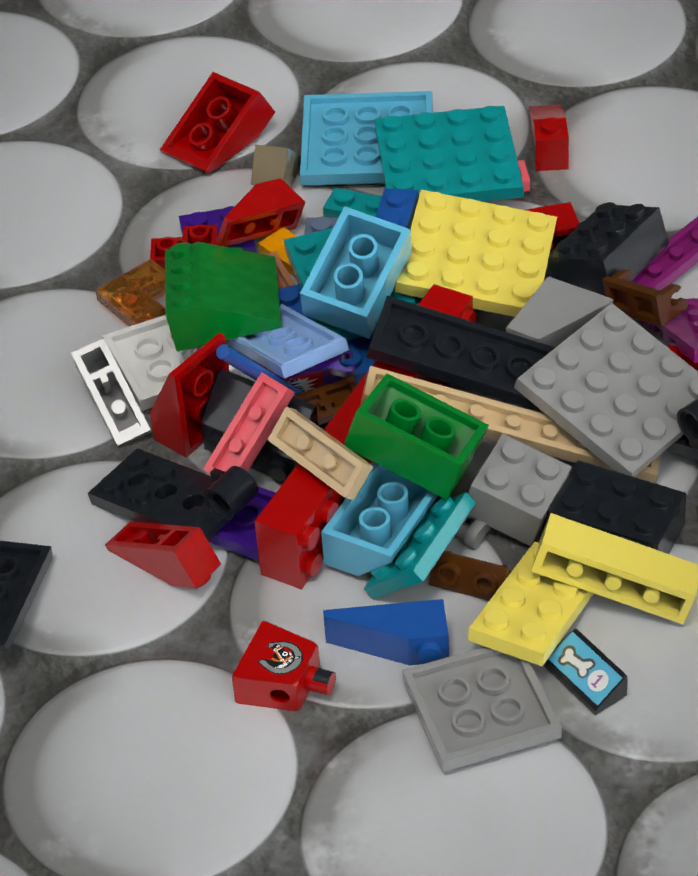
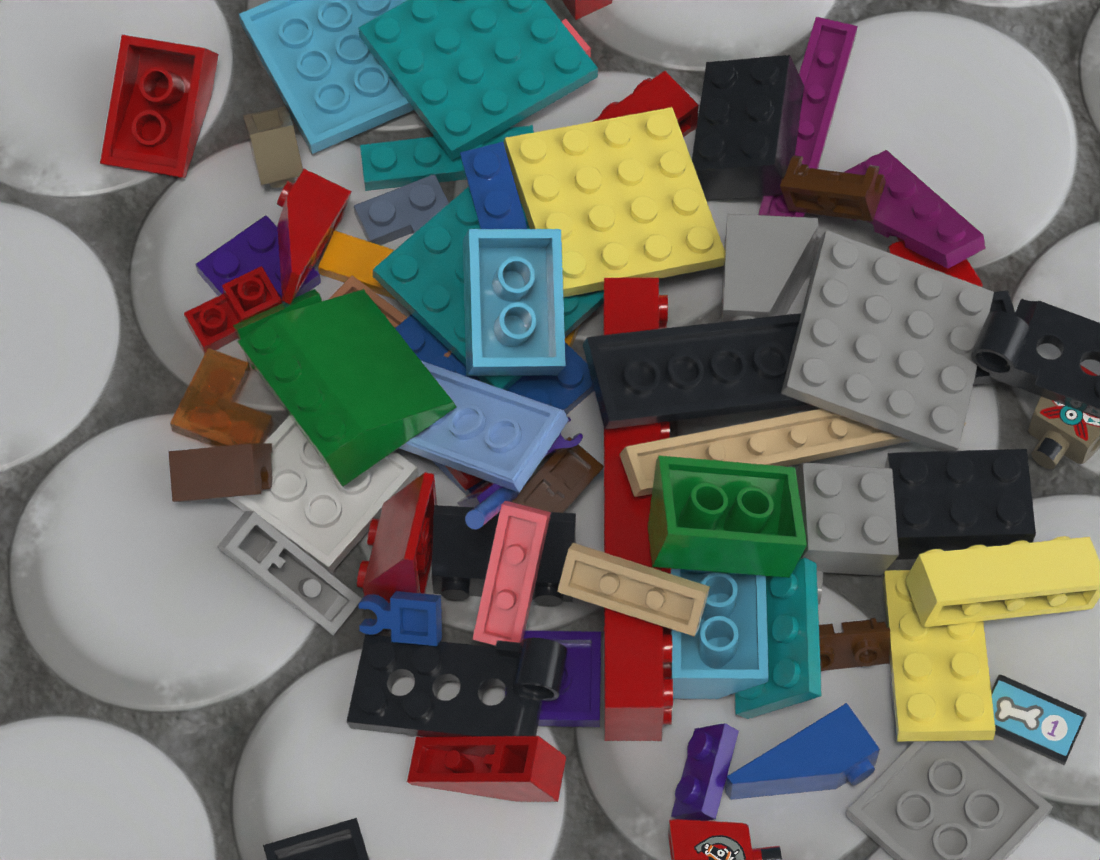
camera: 30 degrees left, 20 degrees up
(106, 318) = (220, 471): none -> reddish brown hinge
(166, 439) = (409, 615): none -> blue plate
(323, 597) = (704, 773): none -> dark purple plate

